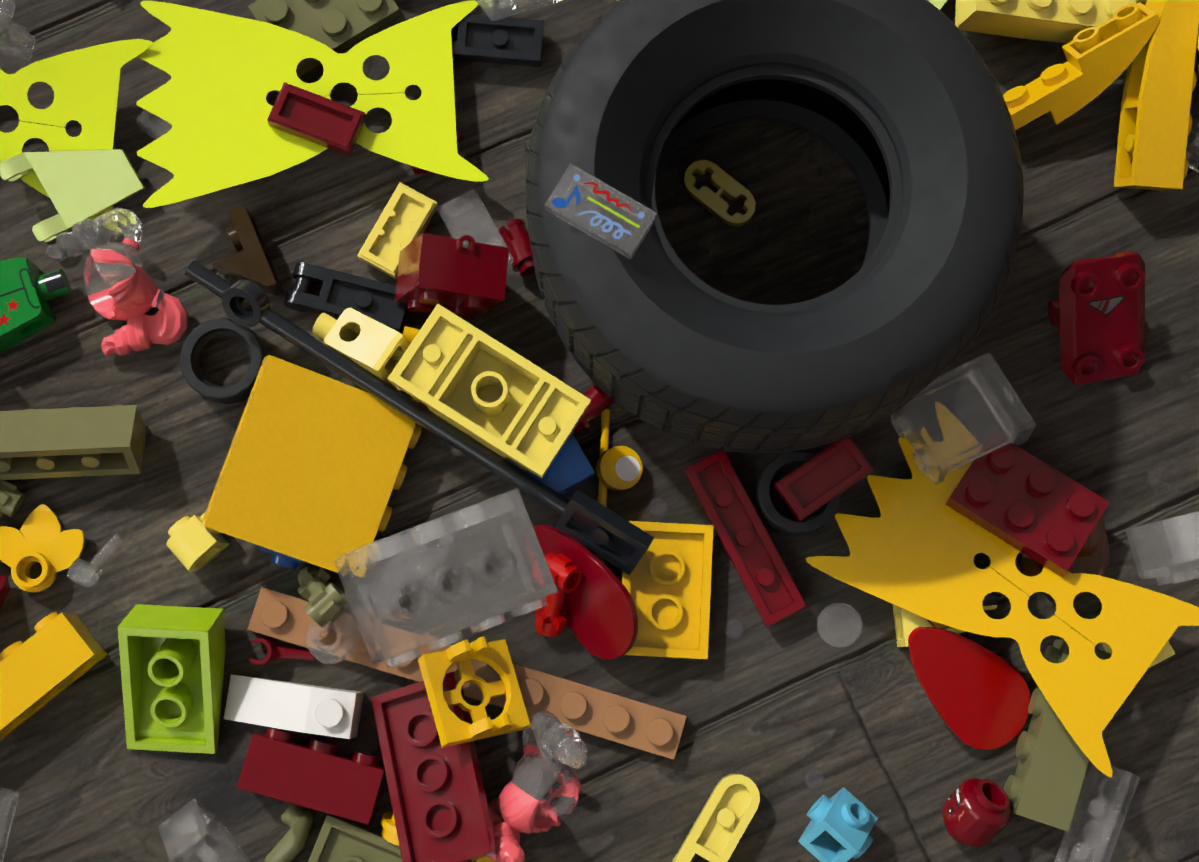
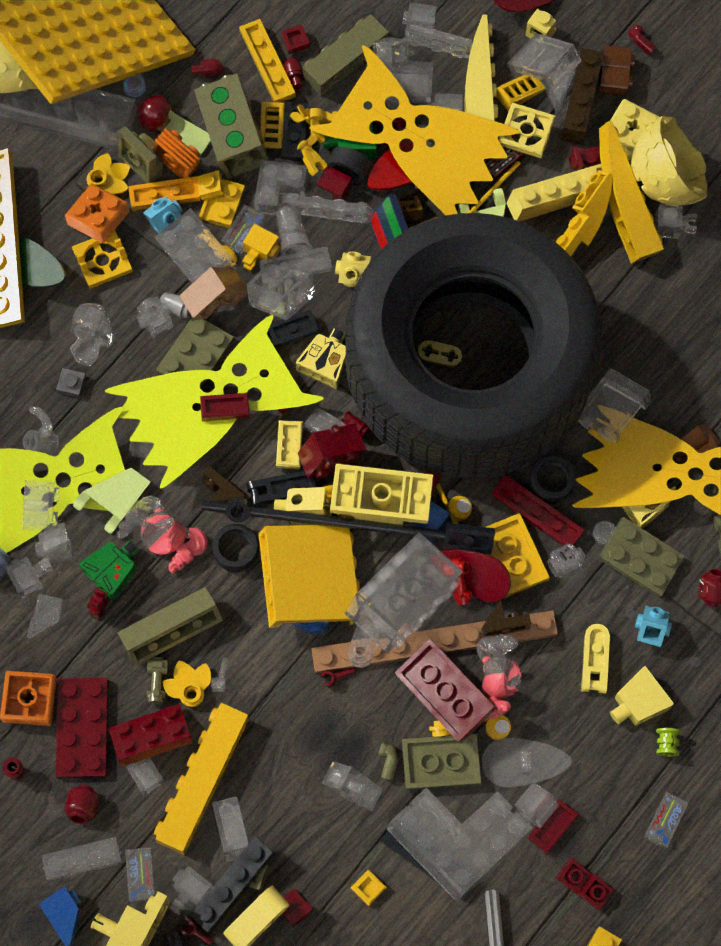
camera: 25 degrees left, 10 degrees down
(172, 677) = (291, 712): lime slope -> none
(194, 543) = (267, 640): light yellow plate -> none
(294, 706) = (357, 696): white slope -> none
(313, 775) = (385, 724): dark red brick -> none
(325, 601) = (350, 635): olive bar -> none
(449, 726) = (438, 652): yellow piece -> none
(511, 110) = (324, 359): none -> light yellow torso
(576, 703) = (498, 624): none -> dark brown slope
(600, 211) = (404, 374): clear tile -> none
(749, 645) = (566, 561): none -> clear head
(823, 477) = (561, 464): dark red tile -> none
(877, 697) = (641, 557): none -> olive plate
(969, 687) = (682, 530): red shield -> none
(1029, 505) = (665, 431): dark red plate -> none
(1101, 317) = (656, 327): dark red shield -> none

